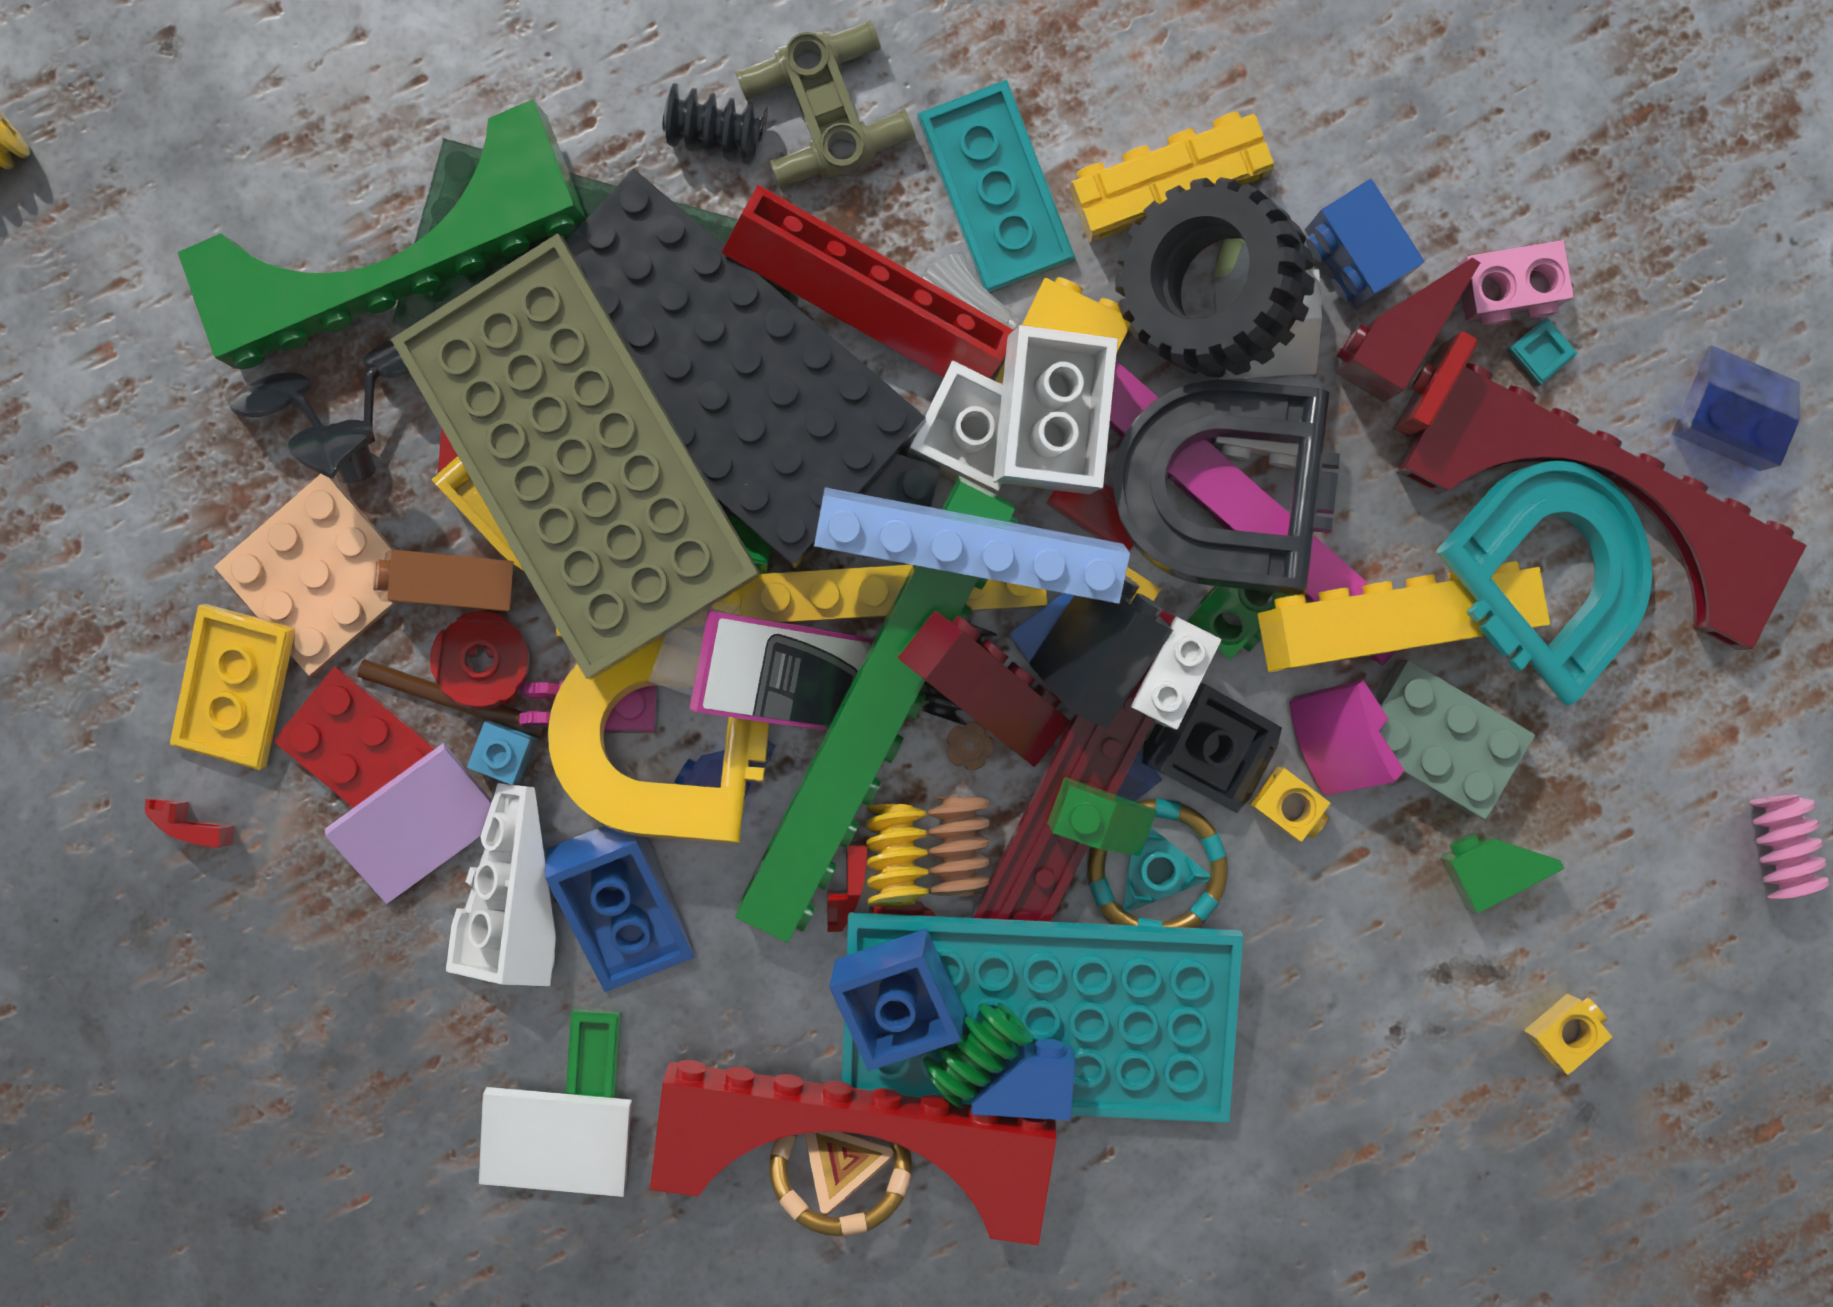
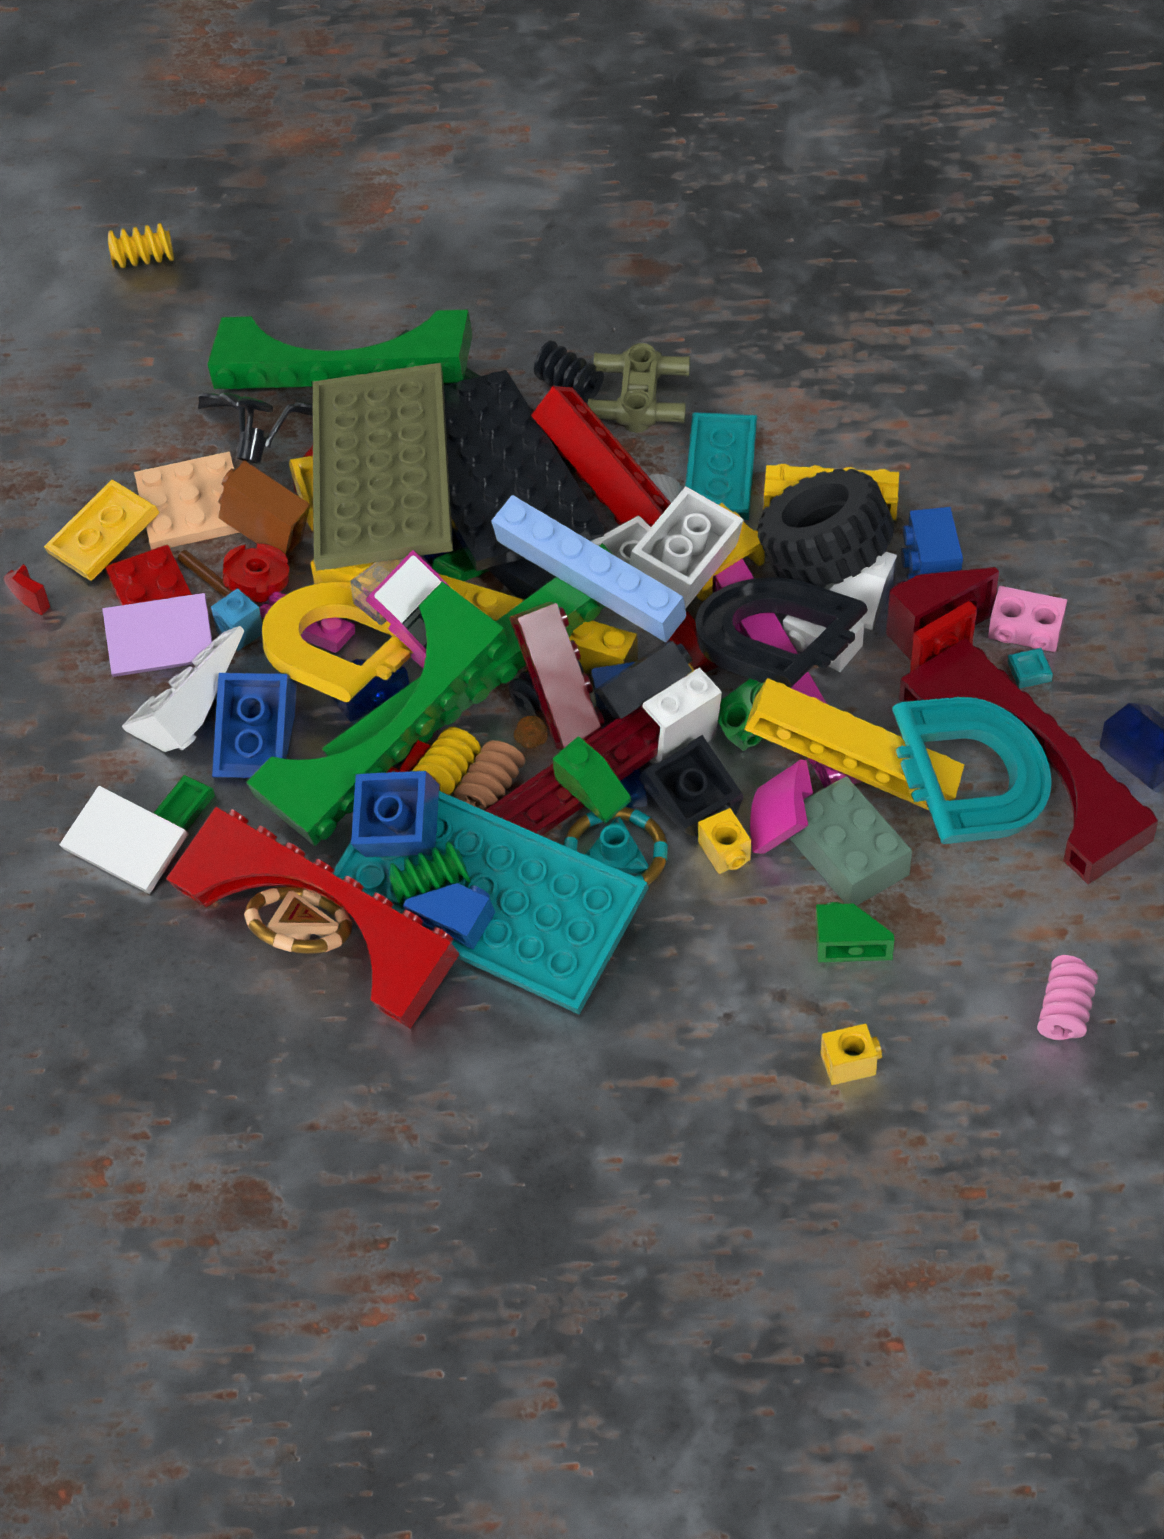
camera: 30 degrees right, 35 degrees down
(769, 993) = (321, 791): none -> green arch

